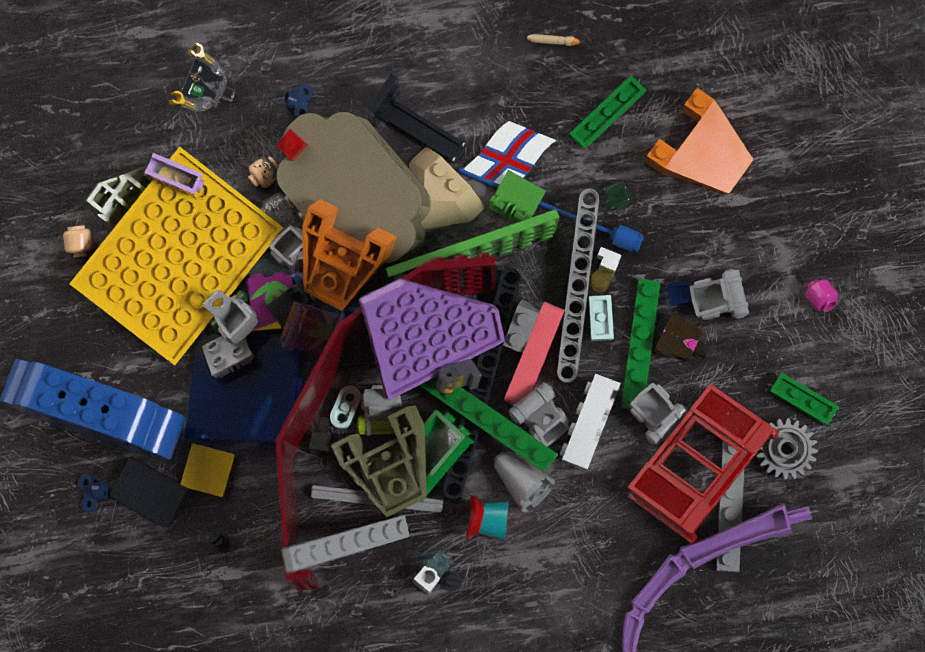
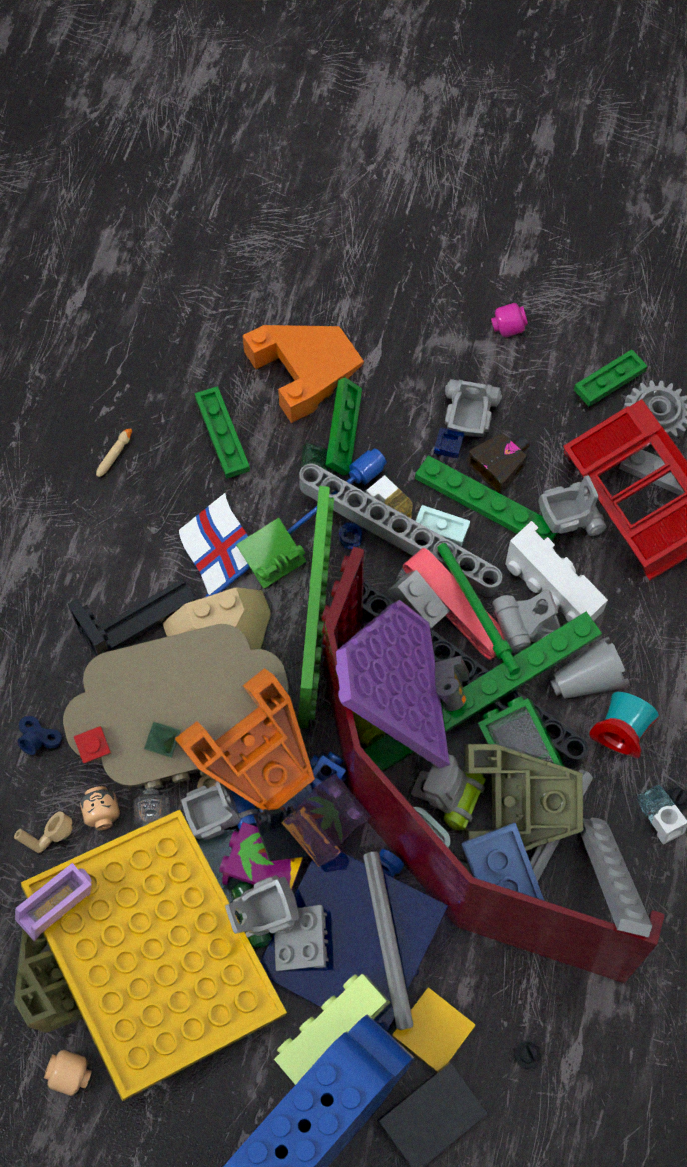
camera: 70 degrees left, 15 degrees down
(167, 394) = (338, 1016): none -> yellowish green brick
(236, 150) = (56, 829): none -> tan plate
(250, 411) = (388, 941): none -> light grey axle
(317, 190) = (162, 739): none -> clear green tile
(331, 472) = (502, 860): none -> medium blue tile
(500, 402) = (501, 647): none -> green bar
(561, 258) = (355, 529): none -> clear blue bush
(656, 204) = (343, 426): none -> green plate

